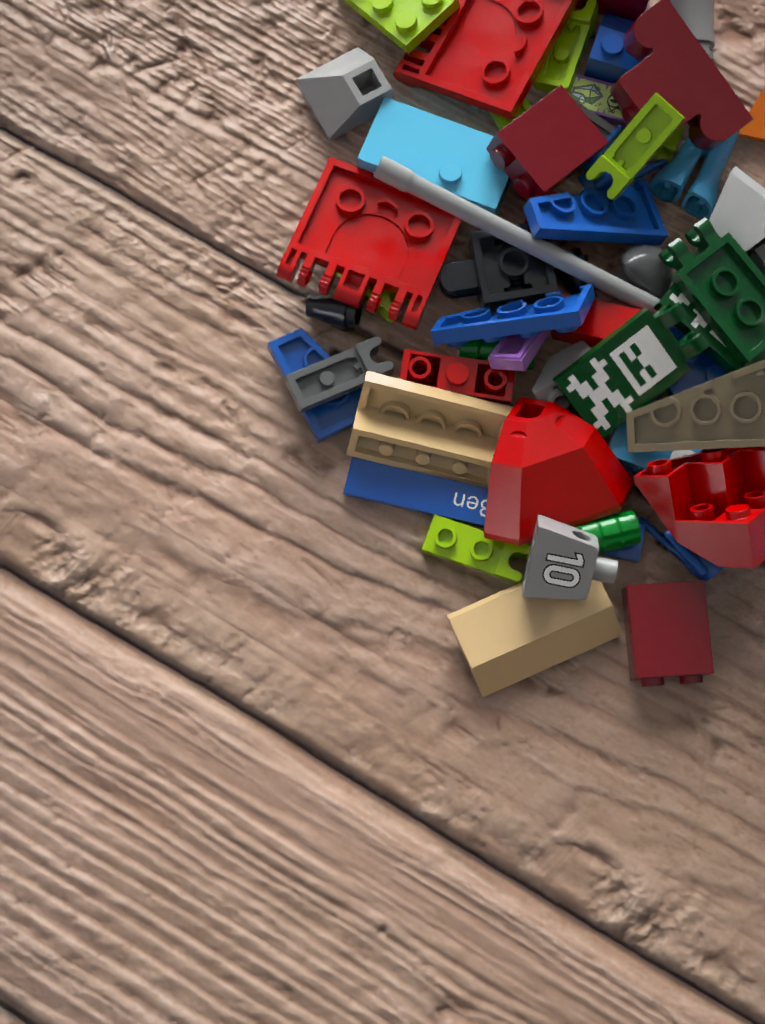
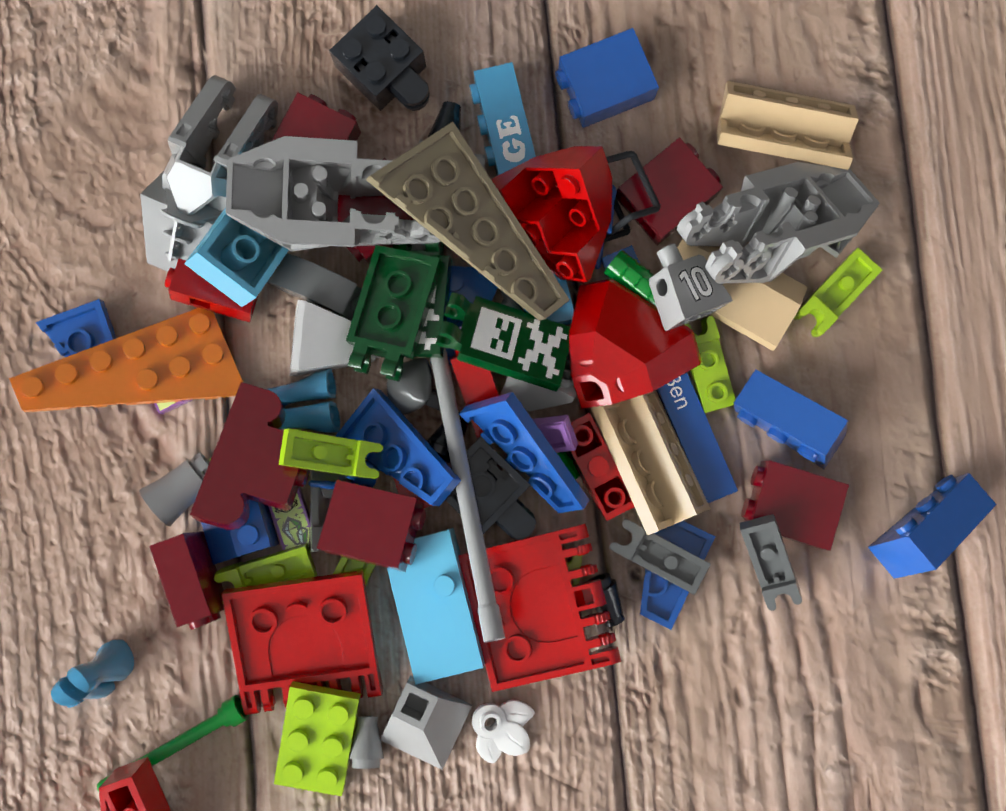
camera: 130 degrees left, 5 degrees up
(183, 642) = (933, 527): none -> blue wedge
(262, 467) = (770, 560): none -> dark grey plate
(286, 153) = (505, 733): none -> white plate
(295, 530) = (802, 503): none -> dark red brick
(362, 33) = (366, 744): none -> light grey cone
(372, 581) = (791, 418): none -> blue wedge
(458, 723) = (839, 291): none -> lime plate
(566, 732) = (783, 218): none -> light grey connector
(654, 795) = (787, 125): none -> tan slope
(663, 573) = (624, 220): none -> black piece

